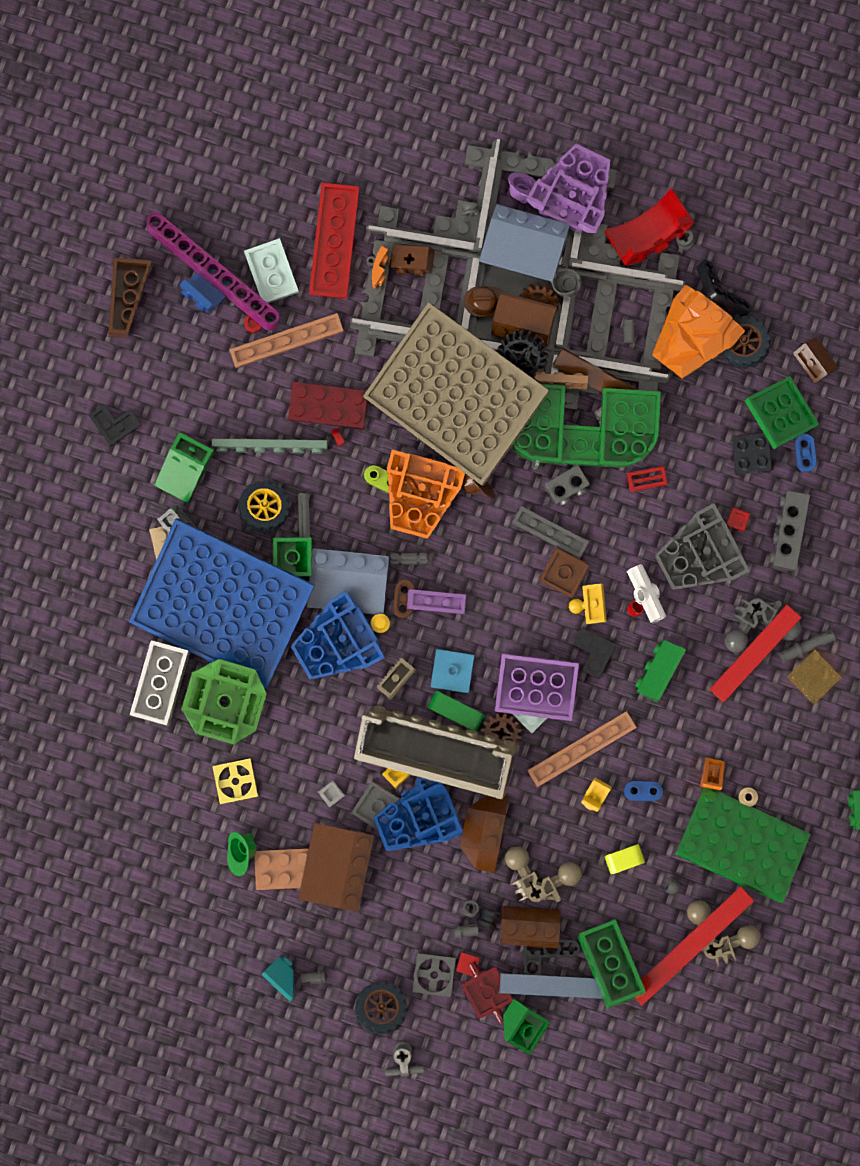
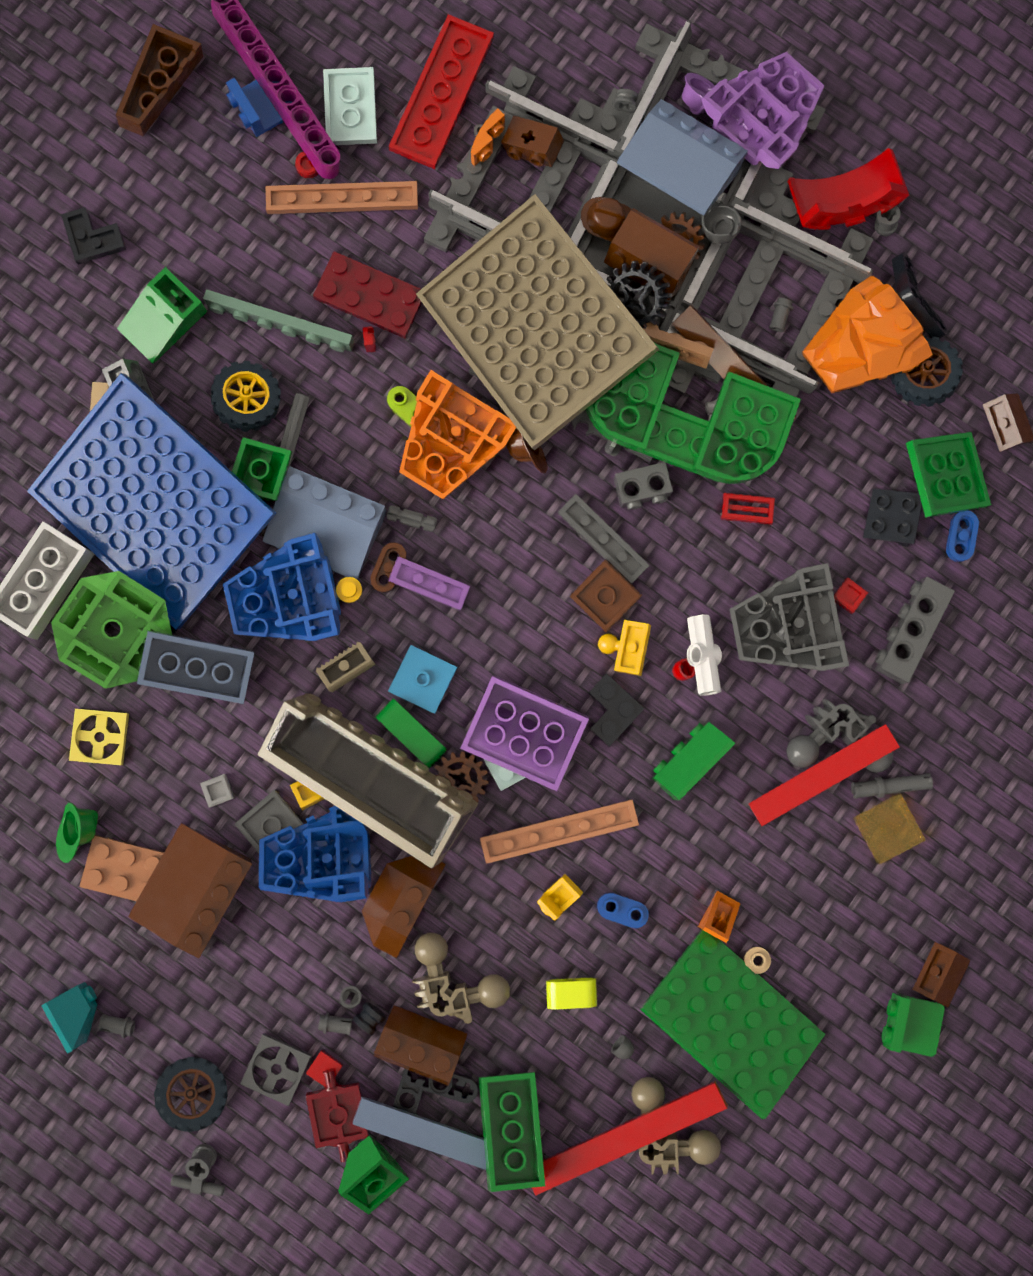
camera: 10 degrees right, 0 degrees up
(291, 710) = (195, 667): none -> sand blue brick

